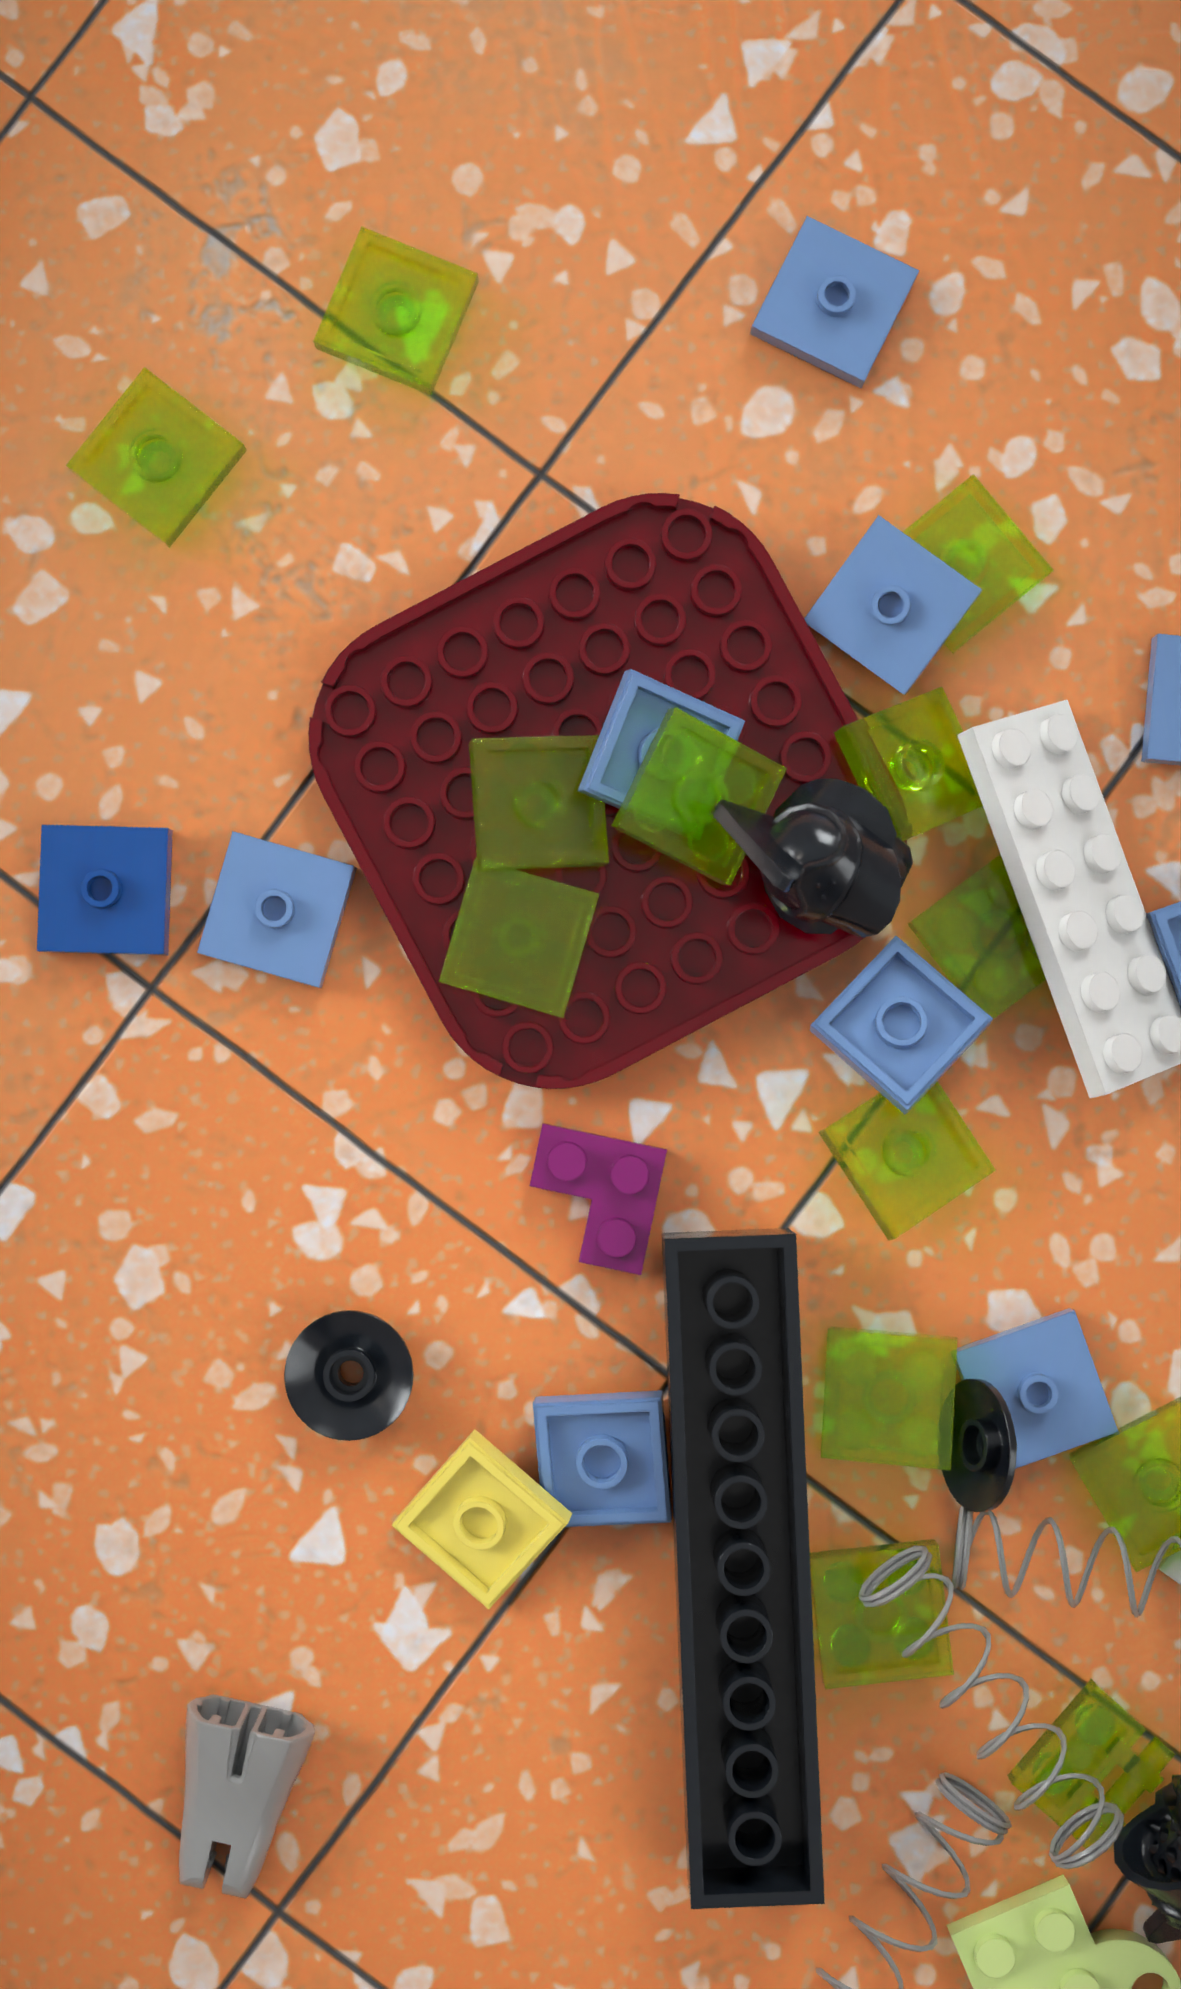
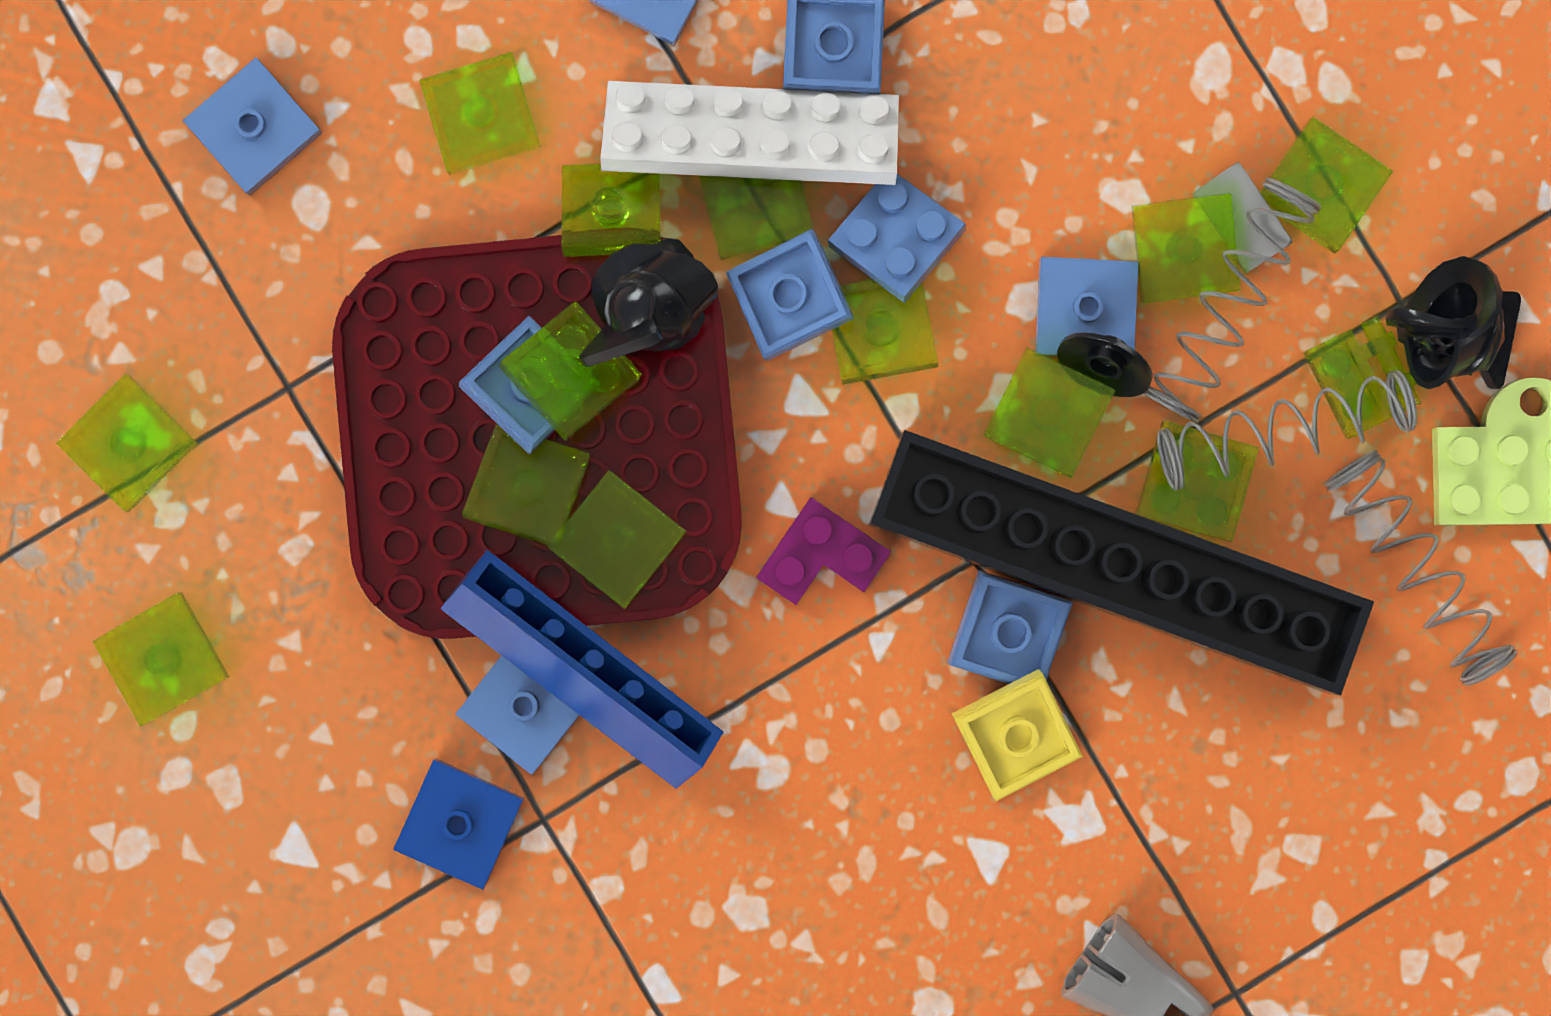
camera: 70 degrees left, 0 degrees up
(330, 1402) = (882, 813): black dish -> none
(343, 962) = (582, 670): none -> blue brick
(892, 605) = (489, 177): medium blue plate -> none
(1026, 1125) = (897, 236): none -> medium blue plate

